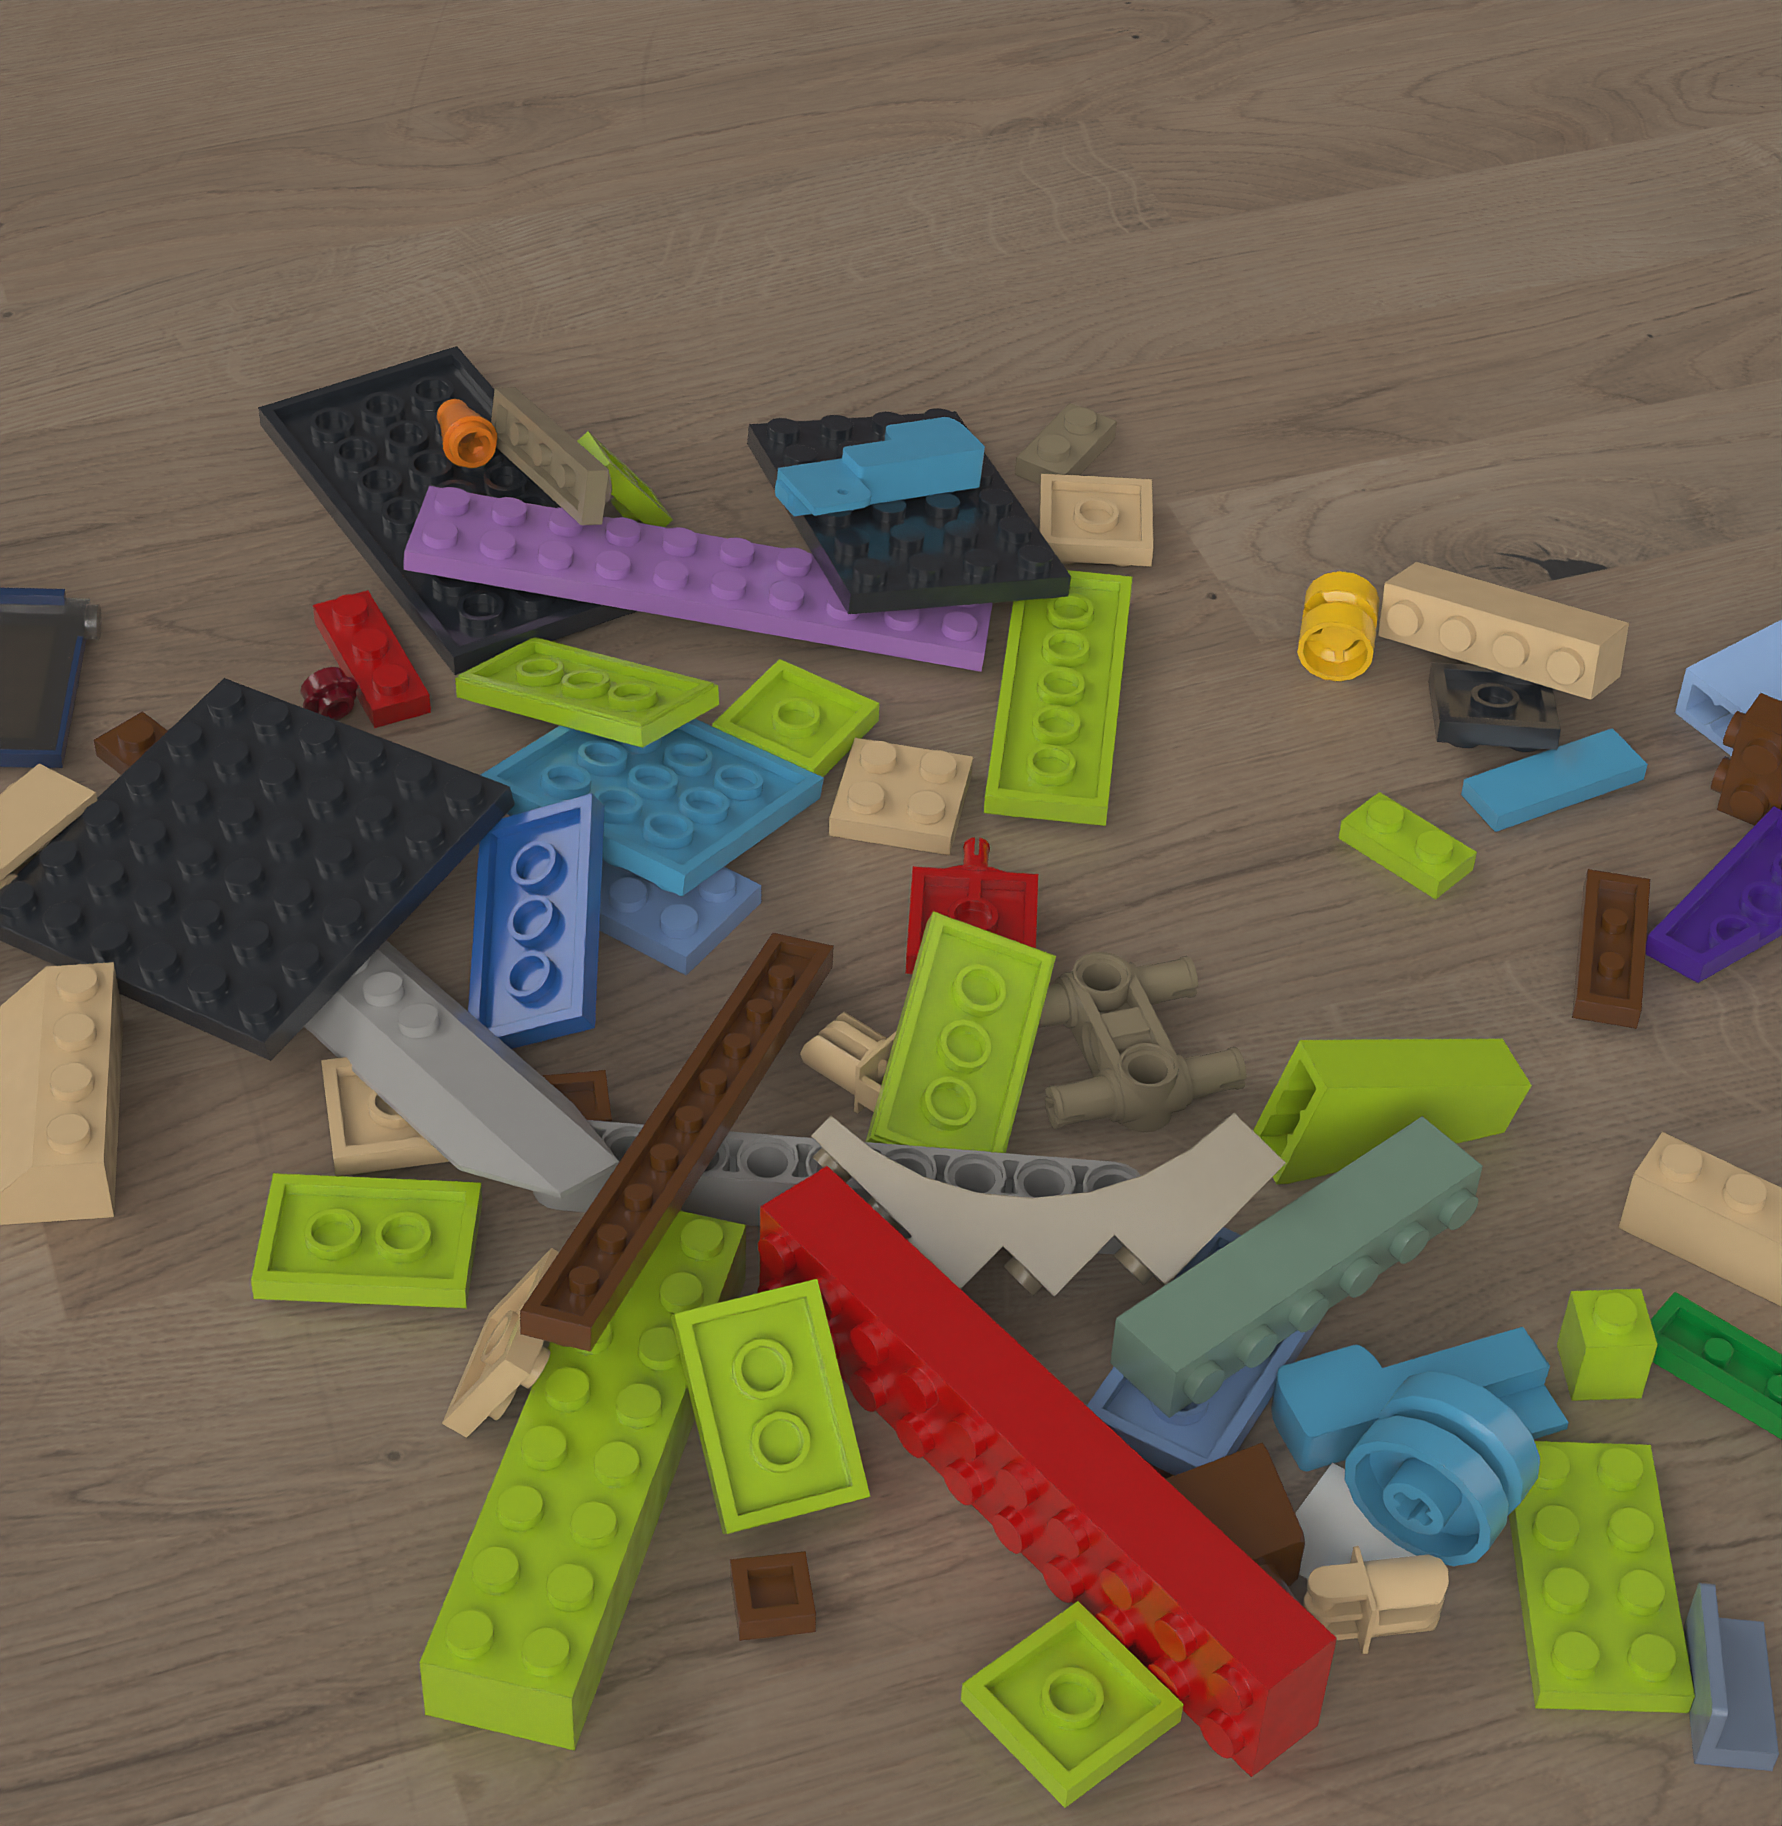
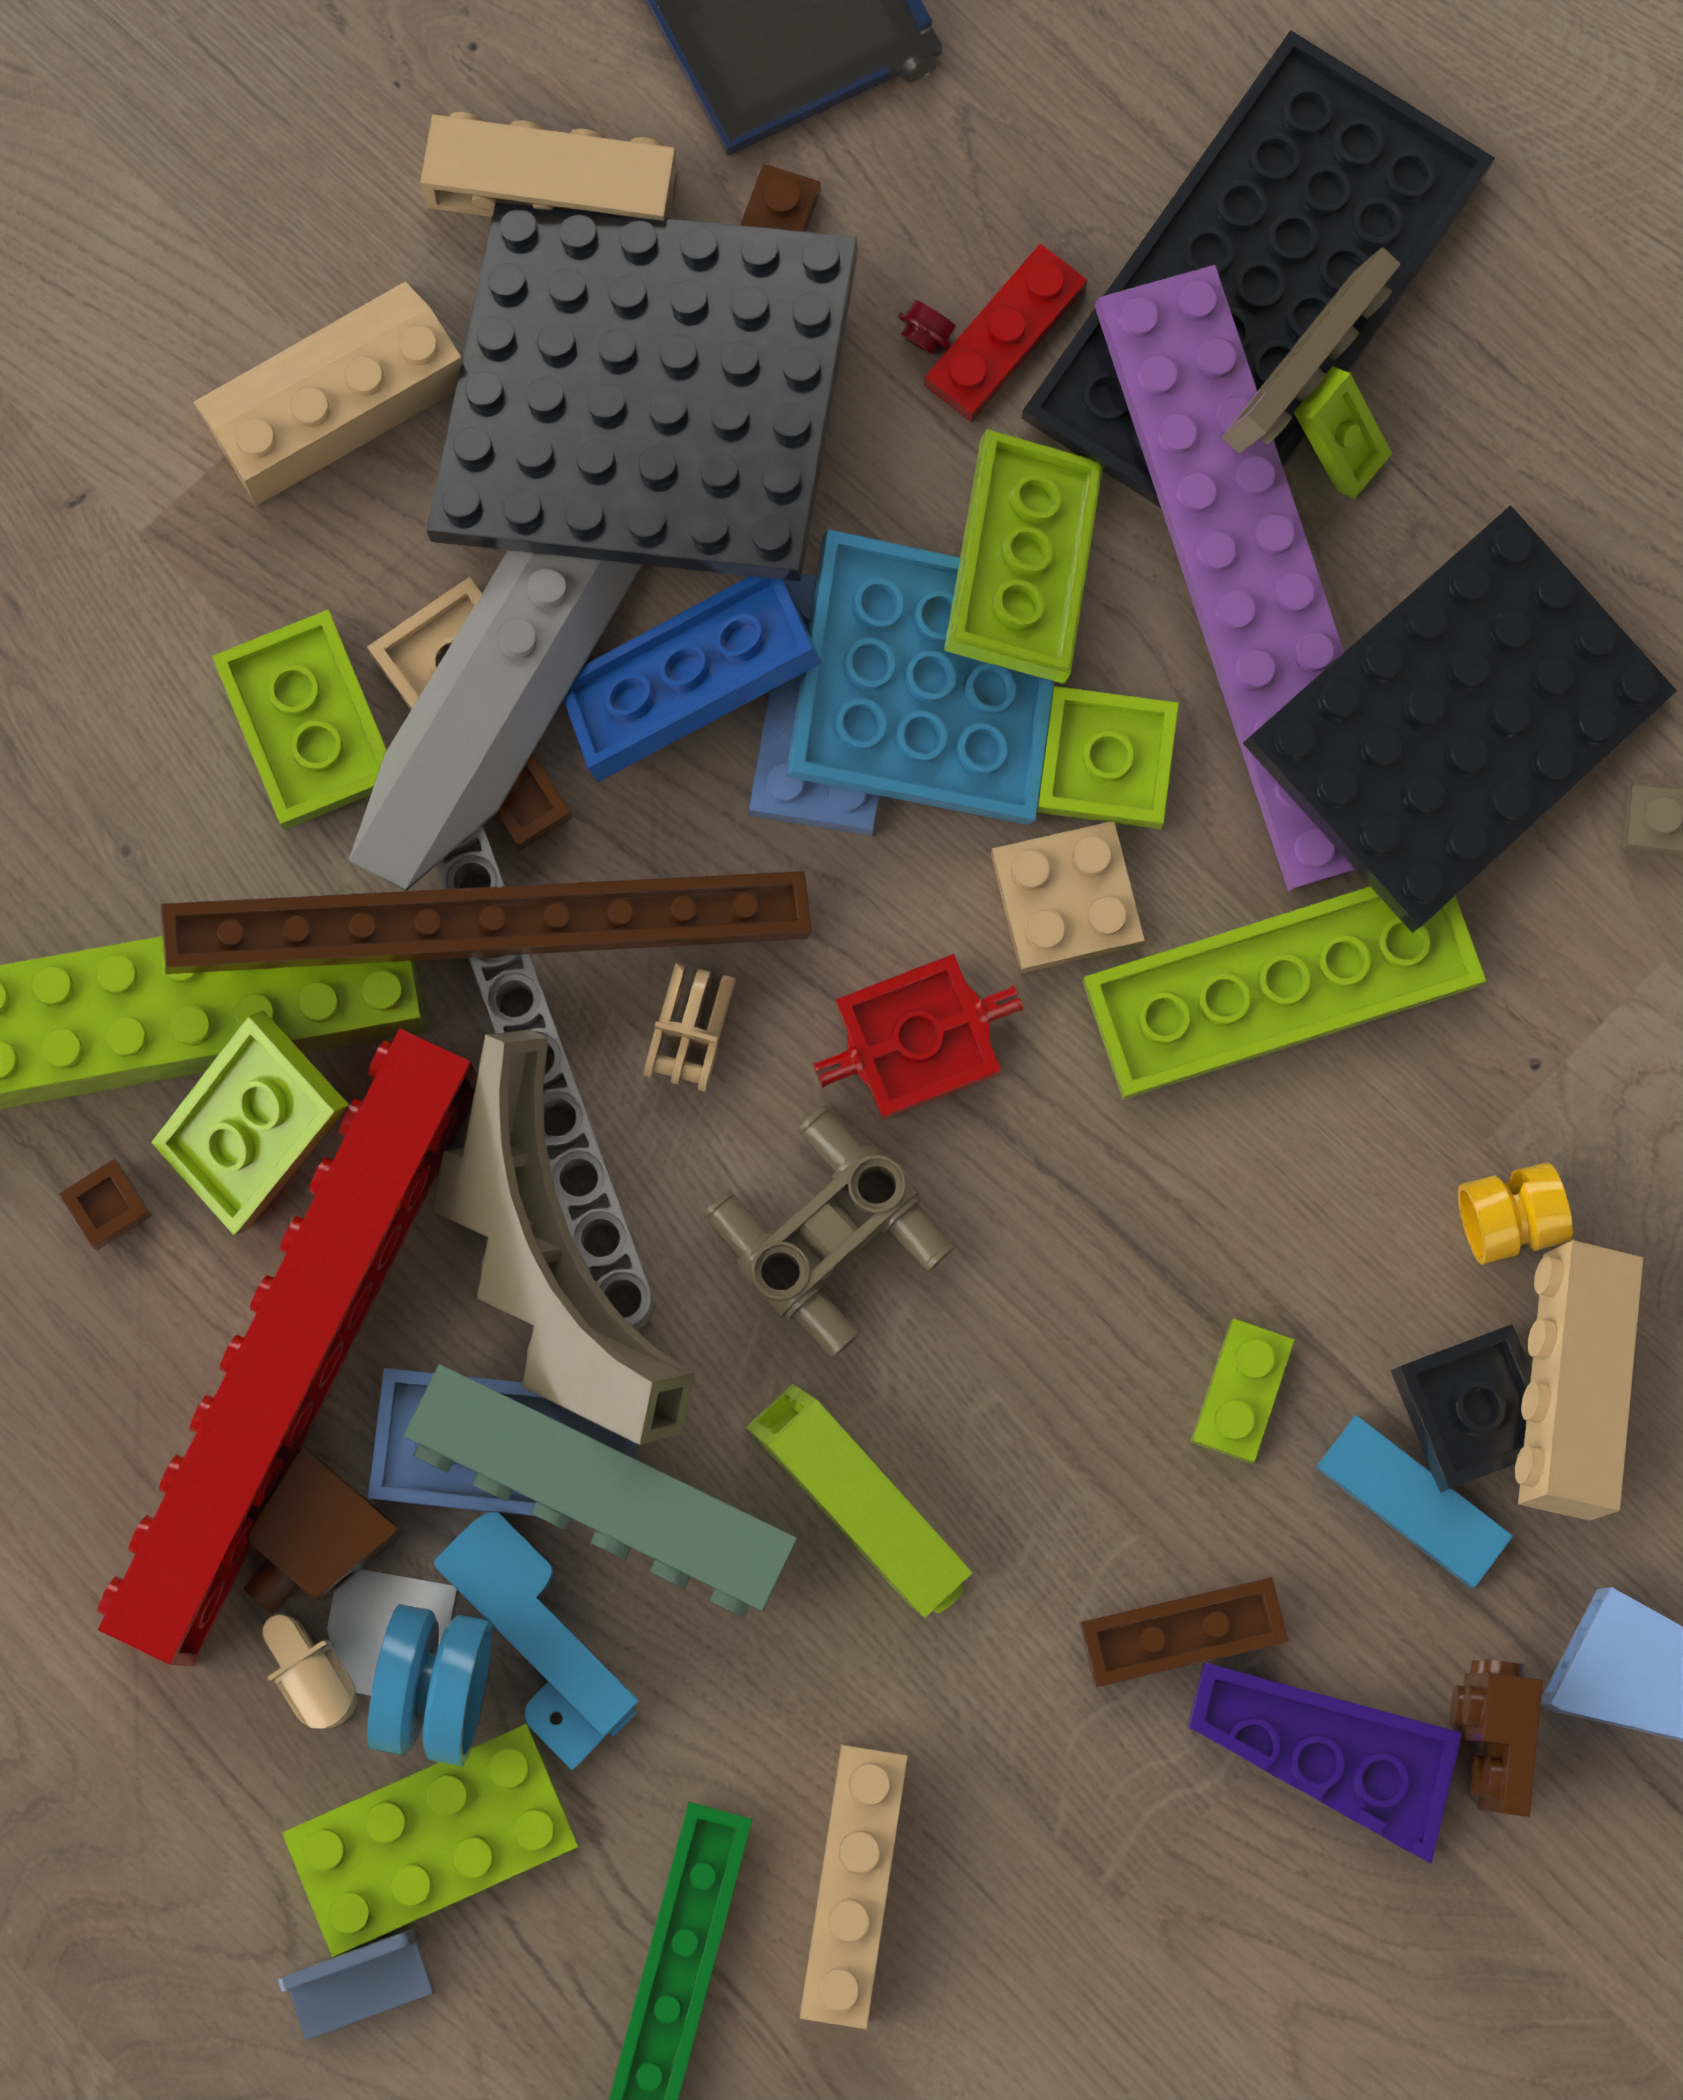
camera: 65 degrees right, 35 degrees up
(466, 435) = (1331, 249): orange cone -> none
(500, 1359) = (229, 880): tan plate -> none
(909, 463) = (1505, 709): dark azure piece -> none
(962, 1040) = (724, 1101): lime tile -> none
(1071, 1703) = (103, 1470): lime plate -> none
(1097, 519) = (1572, 905): tan plate -> none
(1606, 1344) = (660, 1777): lime brick -> none

